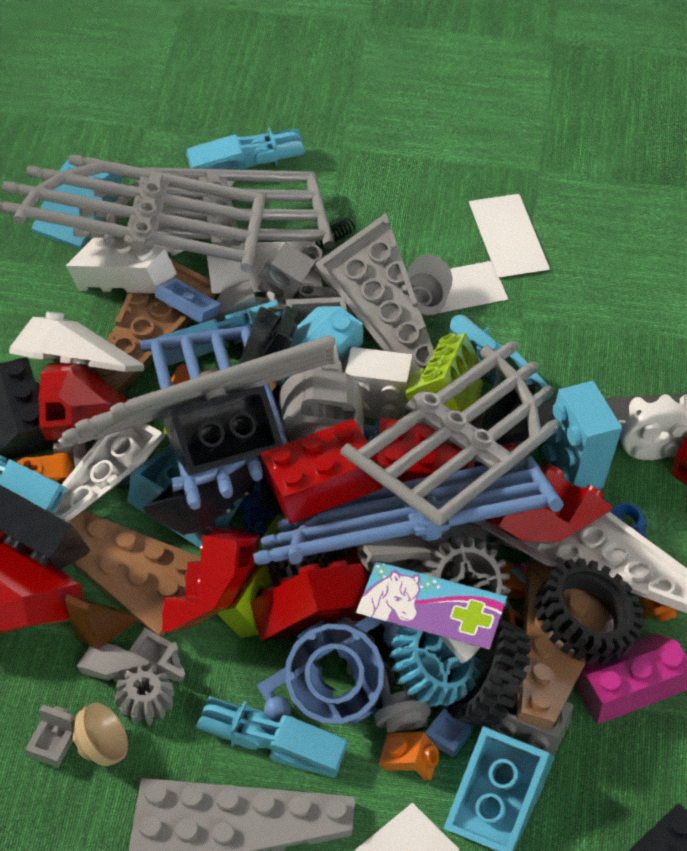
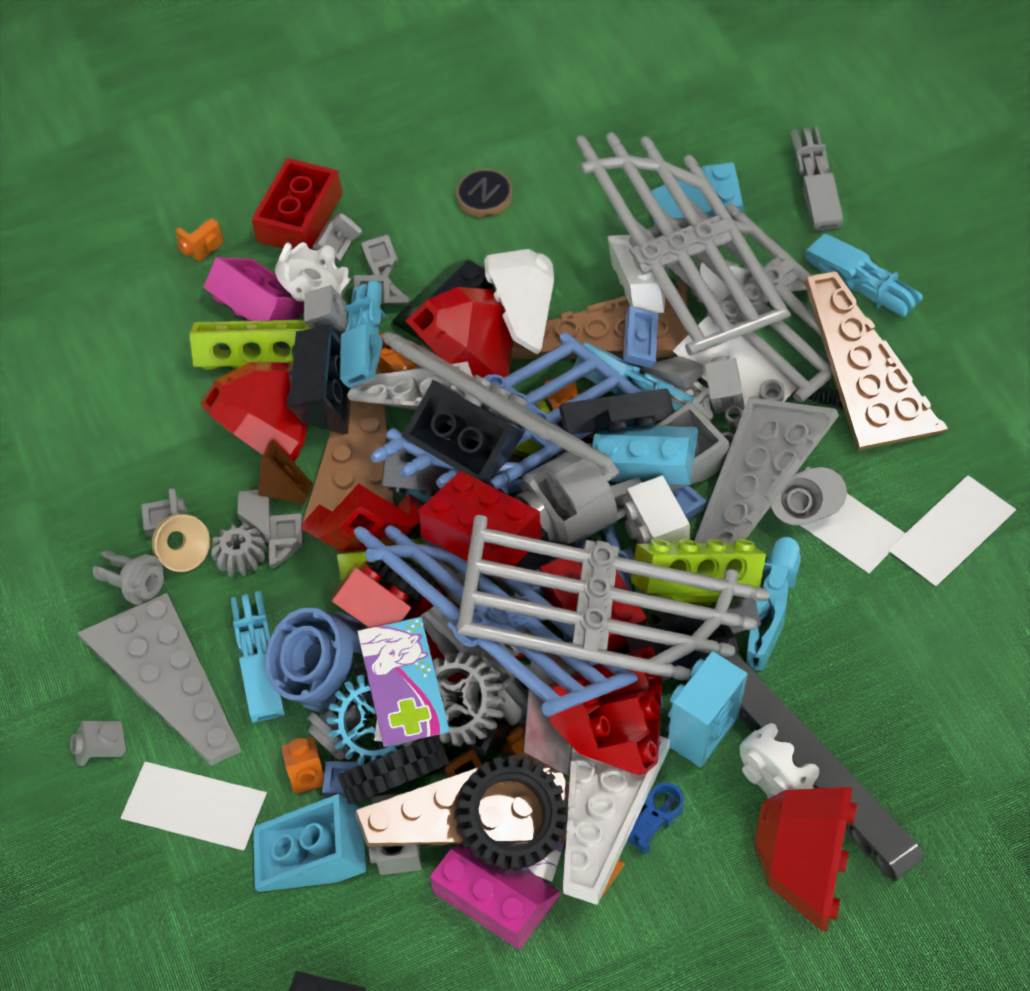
camera: 65 degrees right, 5 degrees up
(113, 787) = (139, 578): none -> light grey piece
(136, 131) = (818, 189): none -> light grey arm
(338, 189) = (870, 378): none -> wing

